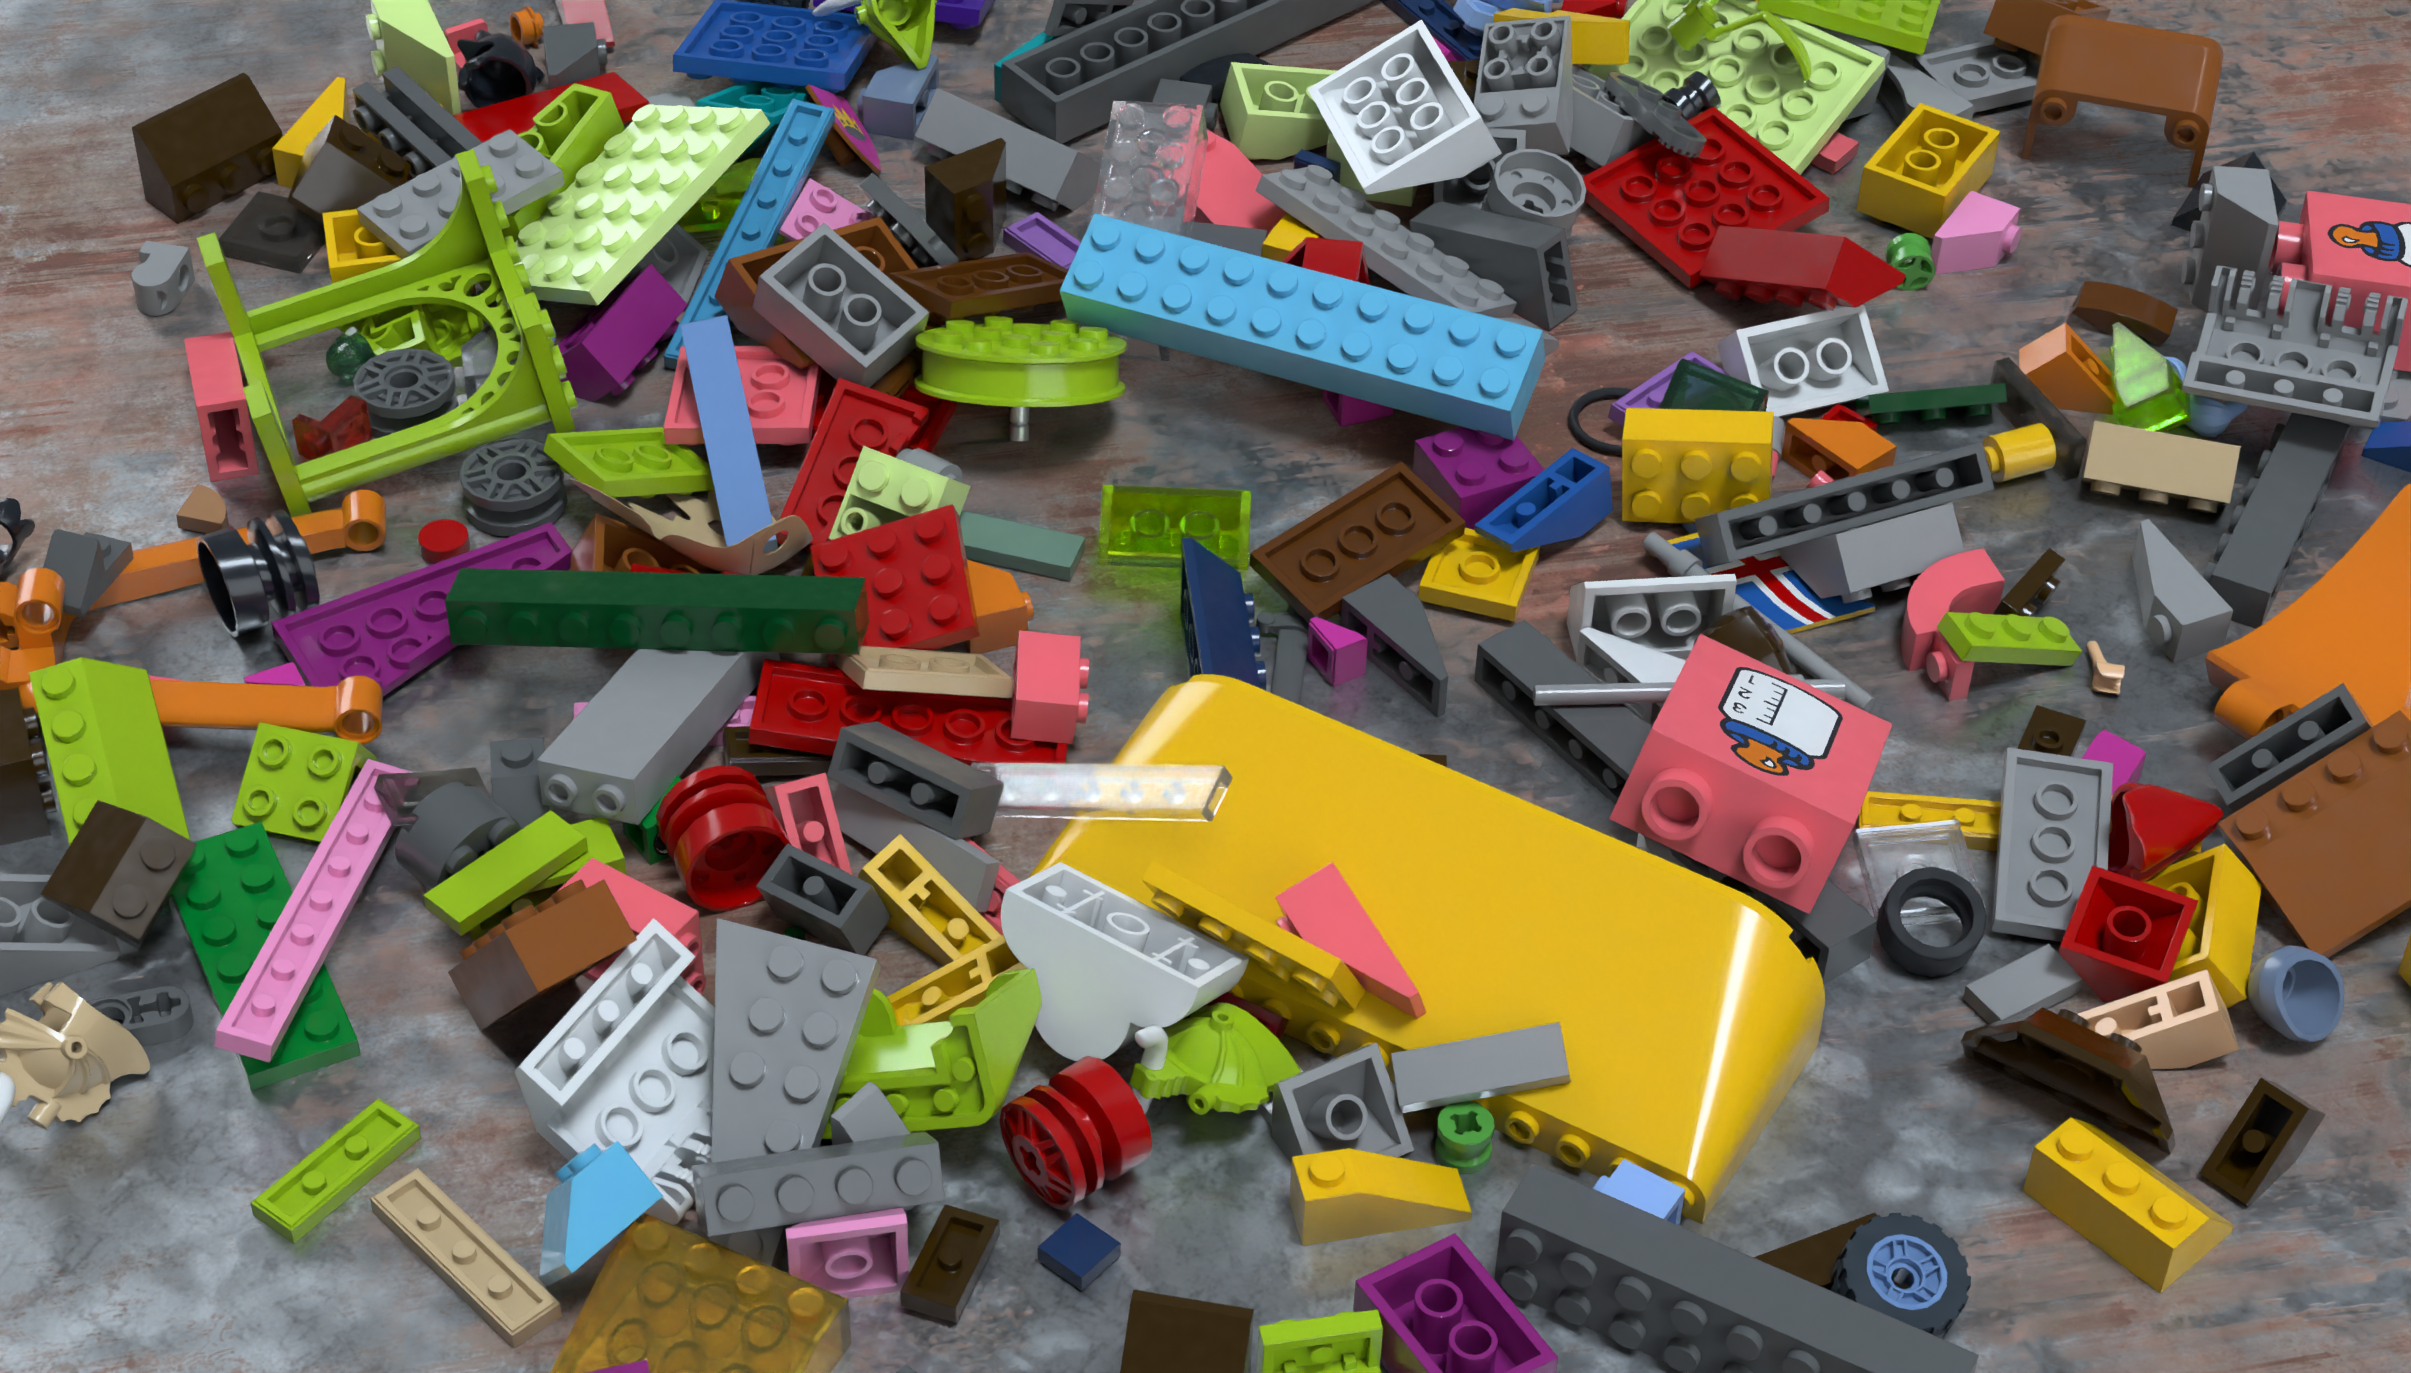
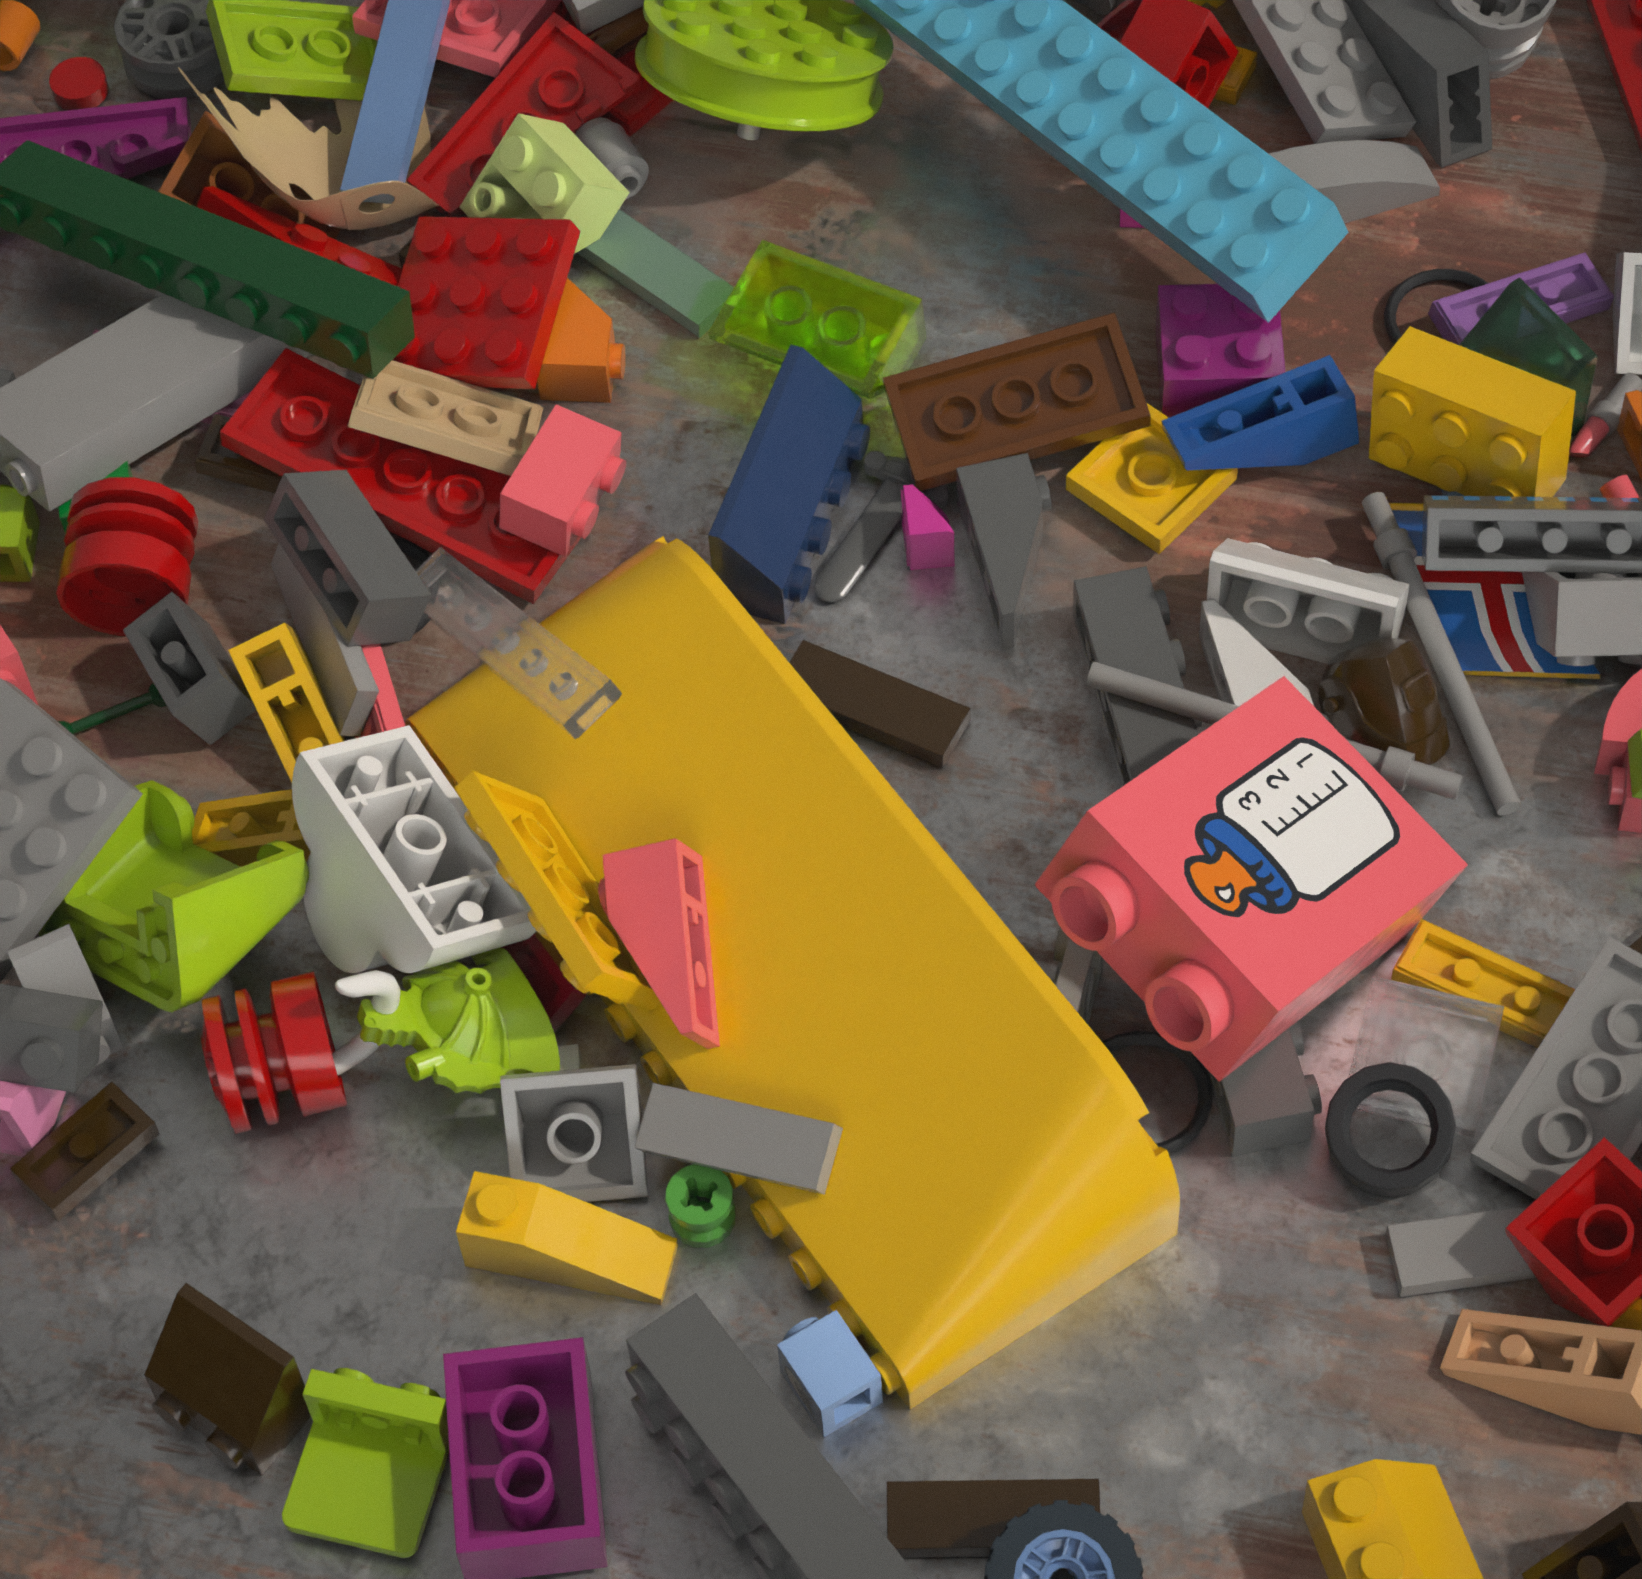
camera: 30 degrees right, 15 degrees up
(810, 818) = (233, 569): coral slope -> none
(1079, 1251) = (226, 1185): dark blue tile -> none
(2078, 1069) = (1446, 1397): dark brown wedge -> none

